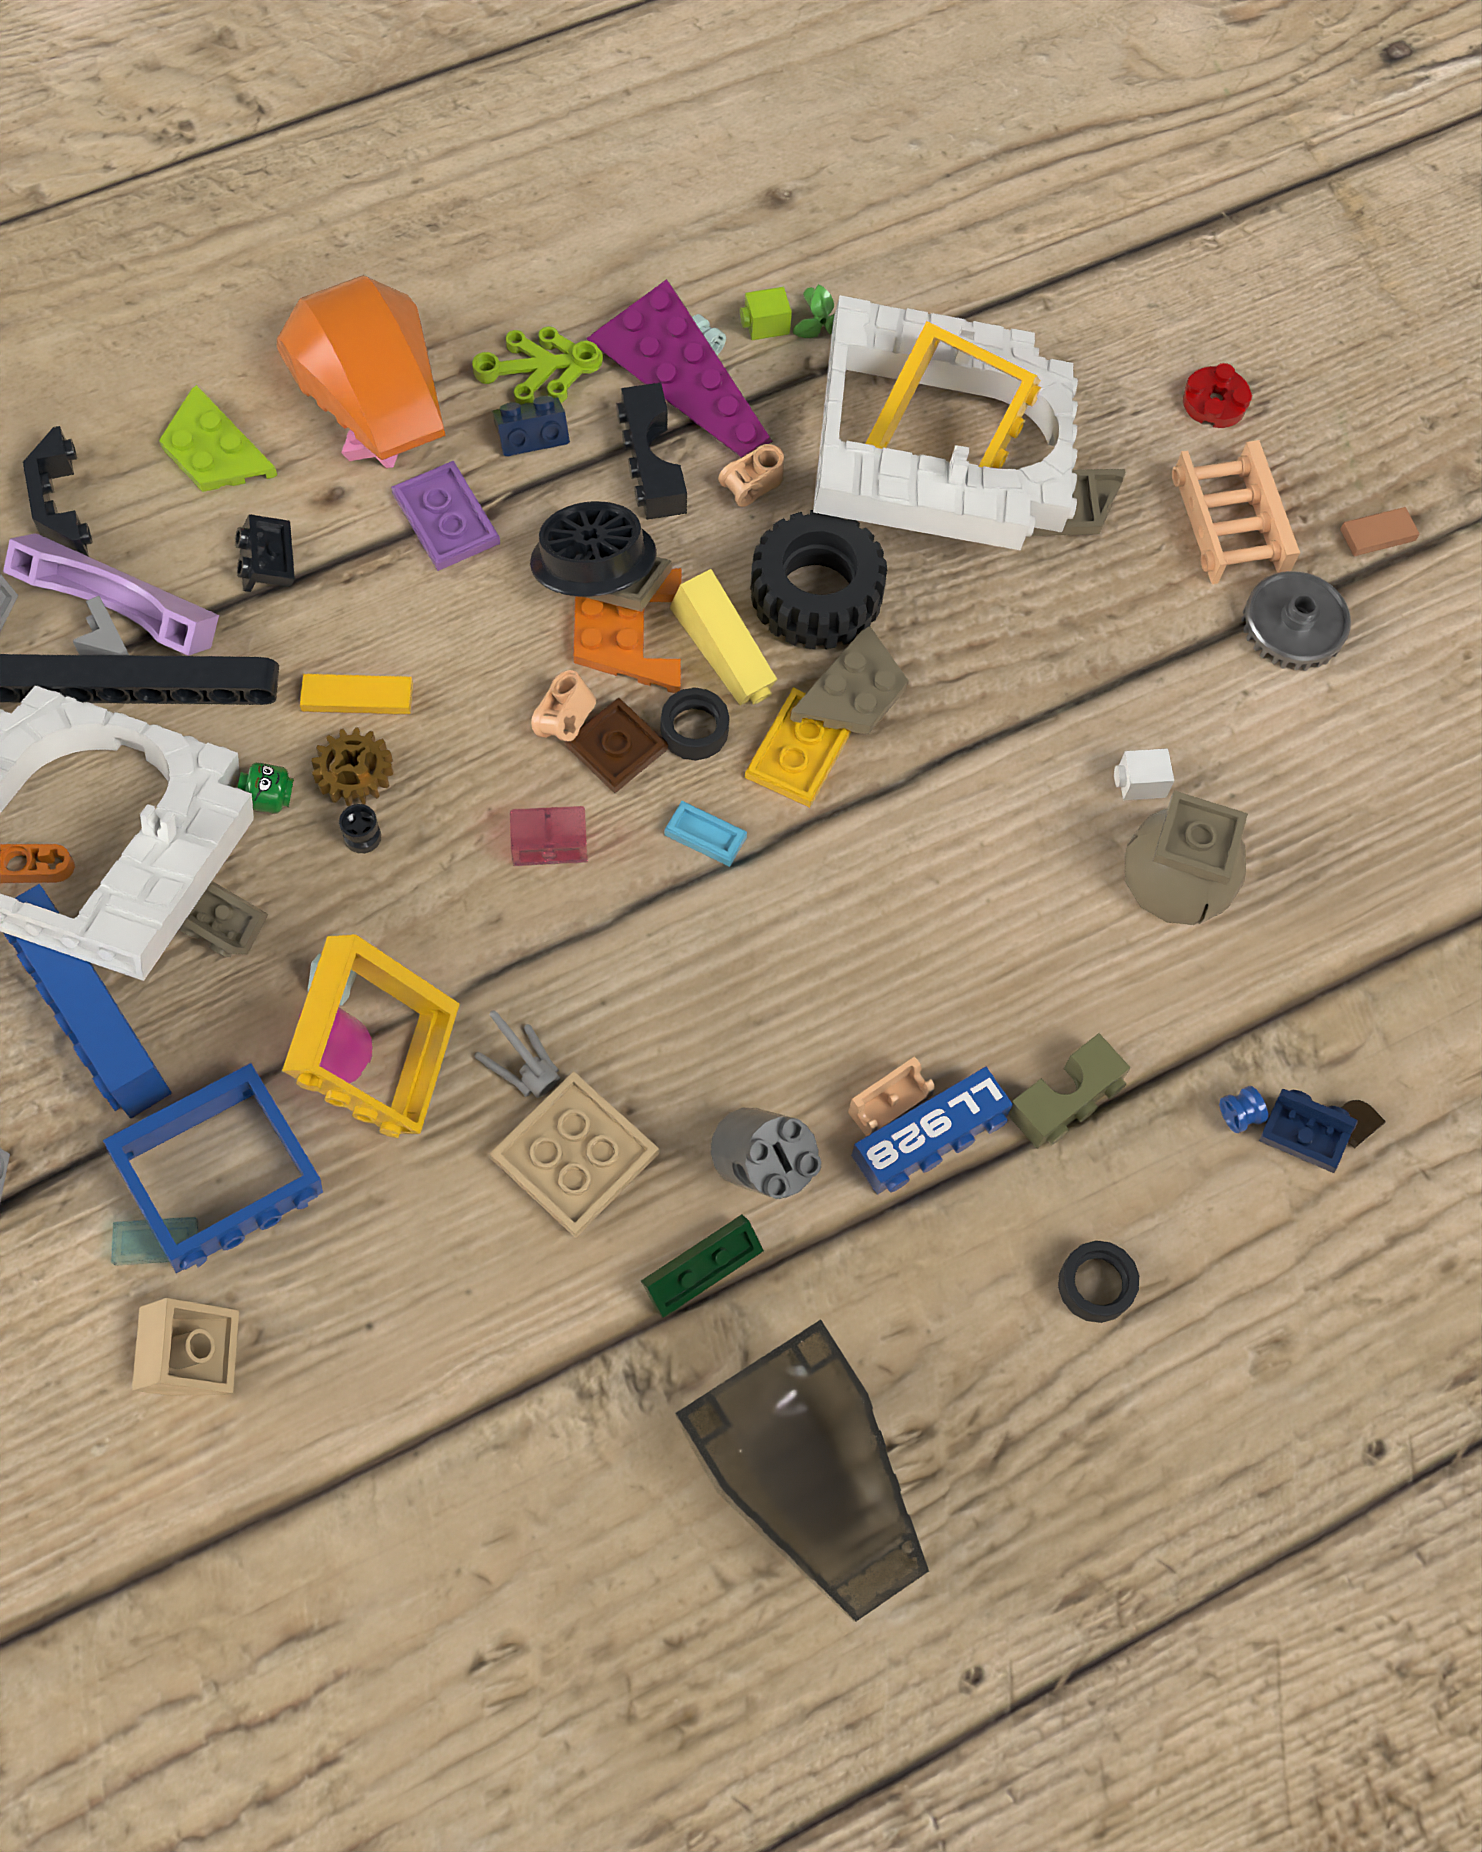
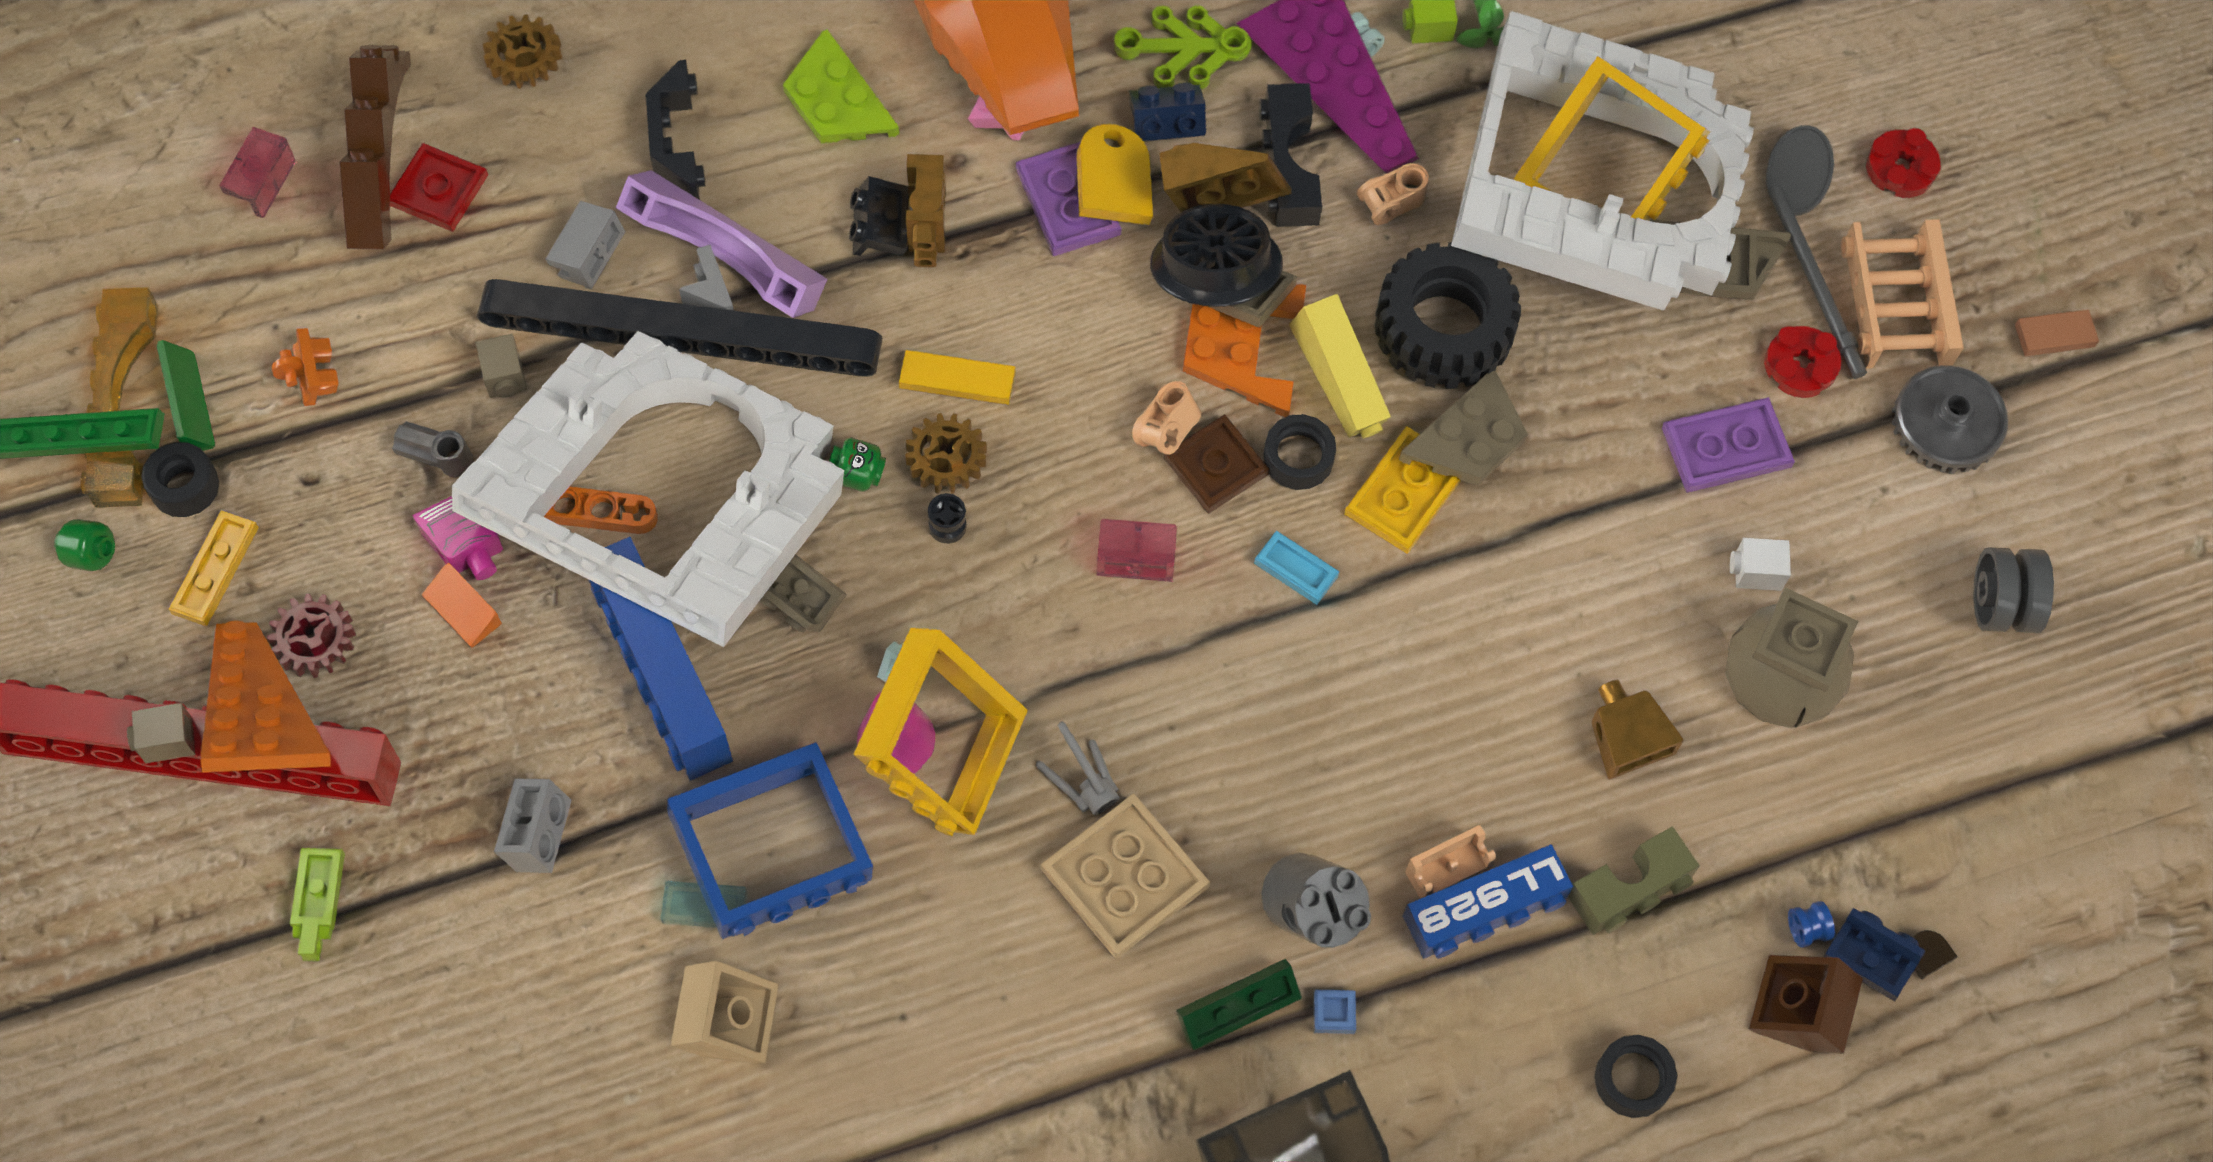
camera: 10 degrees right, 0 degrees up
(309, 537) = (927, 208): none -> pearl gold hips
(486, 492) = (1114, 180): none -> yellow tile
(586, 474) = (1219, 175): none -> pearl gold slope
(797, 1259) = (1335, 1011): none -> medium blue tile
(1046, 946) = (1632, 730): none -> pearl gold torso
(1096, 669) = (1727, 445): none -> medium lavender tile
(1124, 412) = (1802, 166): none -> dark grey piece
(1155, 566) = (1807, 342): none -> red plate
(1188, 561) = (1846, 340): none -> dark grey bar
(1251, 1186) = (1807, 1002): none -> reddish brown slope
(1382, 768) = (2013, 590): none -> dark grey wheel

